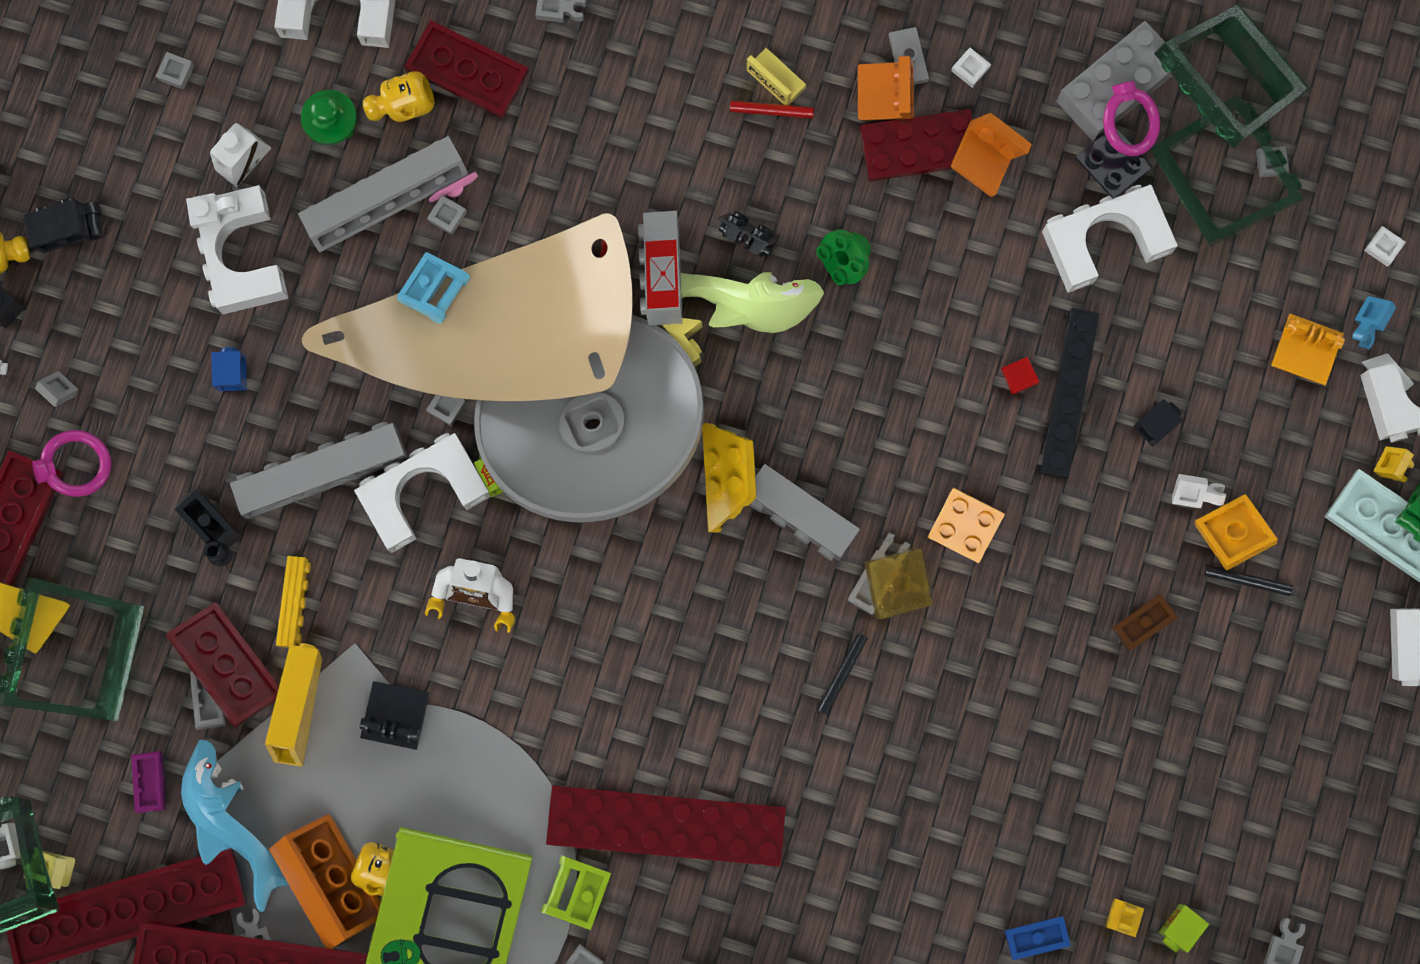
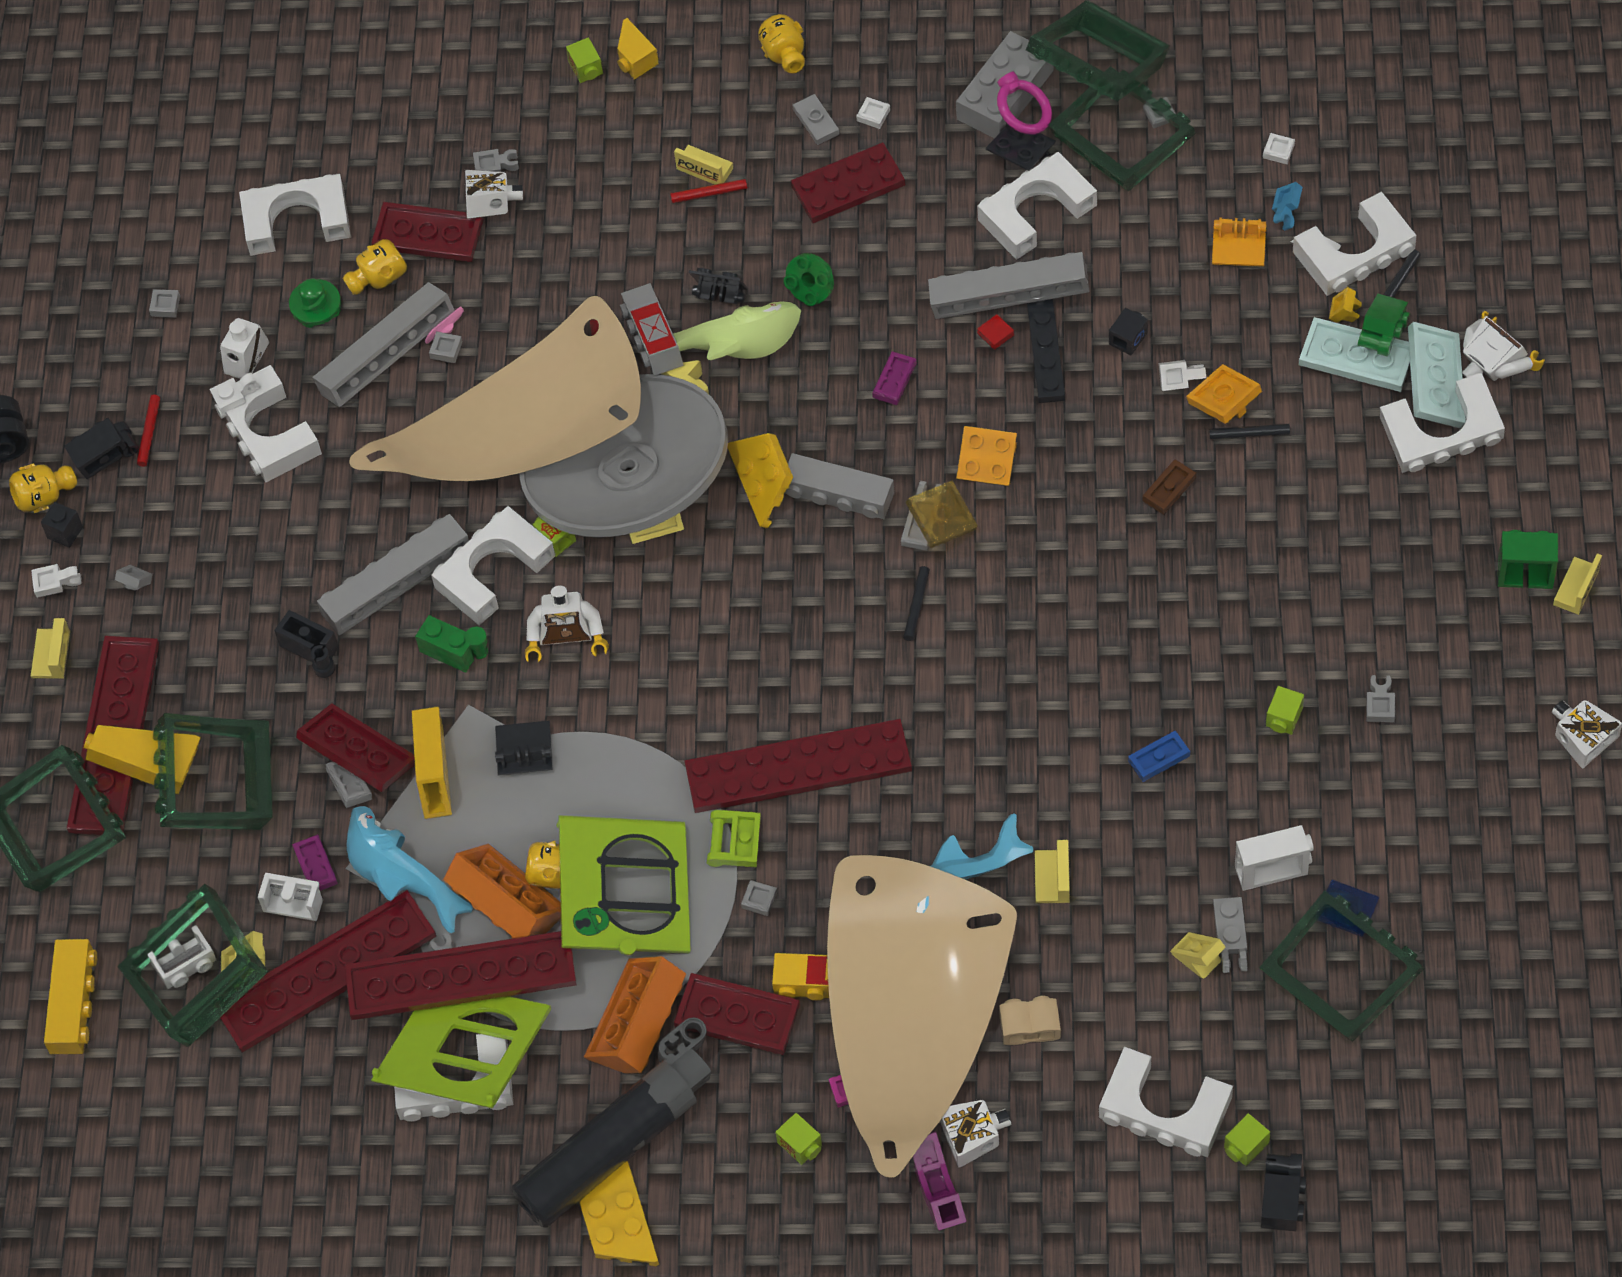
camera: 15 degrees left, 20 degrees down
(45, 470) = (145, 637): dark pink piece -> none
(111, 818) = (290, 896): none -> white window
(119, 216) = (148, 430): none -> red bar
(229, 370) = (287, 519): blue brick -> none
(293, 601) = (402, 684): yellow piece -> none
(353, 573) = (451, 644): none -> green hinge
(426, 281) = (444, 399): medium azure plate -> none
(446, 408) = (492, 494): light grey plate -> none
(540, 45) = (489, 193): none -> white torso
(886, 90) = (804, 146): orange bracket -> none
(898, 400) = (894, 378): none -> magenta plate
(987, 152) = (909, 165): orange bracket -> none
(1050, 331) = (1008, 285): none -> light grey brick
(1124, 917) = (1232, 720): yellow tile -> none

